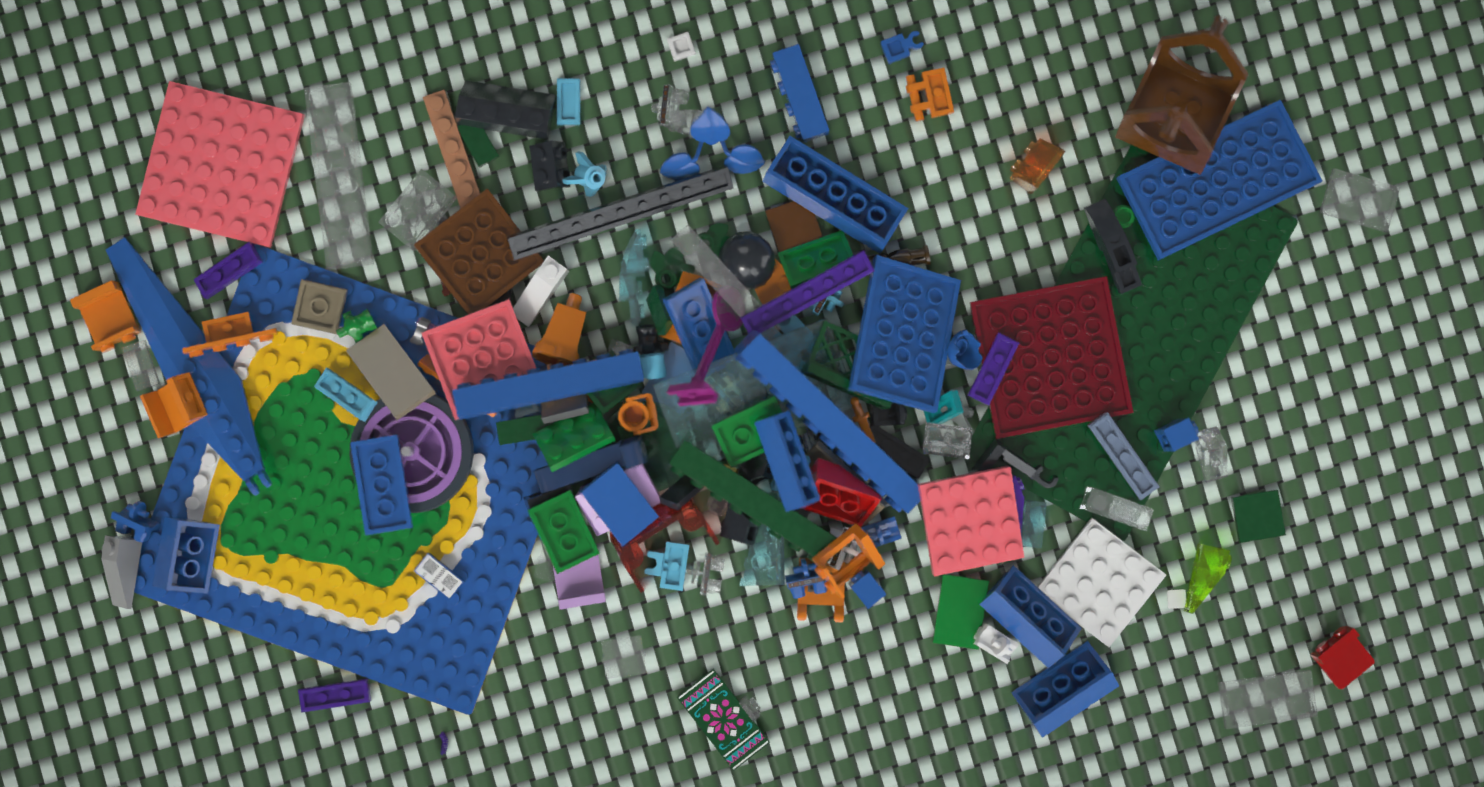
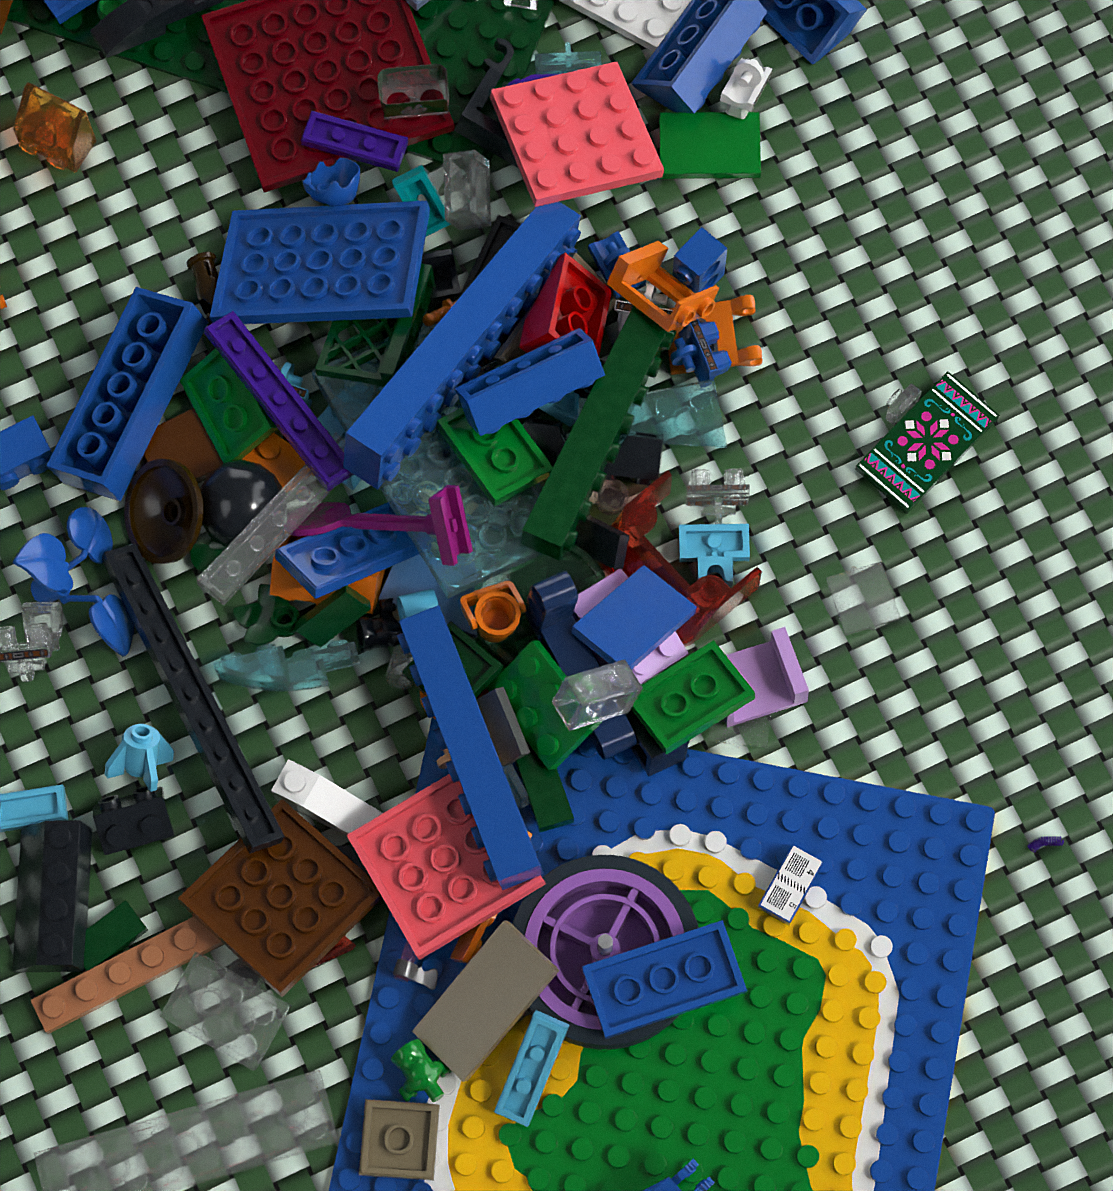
camera: 95 degrees left, 15 degrees down
(334, 695) = (1006, 1022): dark purple tile -> none
(562, 334) = (390, 752): orange piece -> none
(564, 471) = (597, 694): none -> clear brick
(748, 209) = (163, 511): none -> dark brown dish
(1029, 410) = (403, 80): none -> clear piece

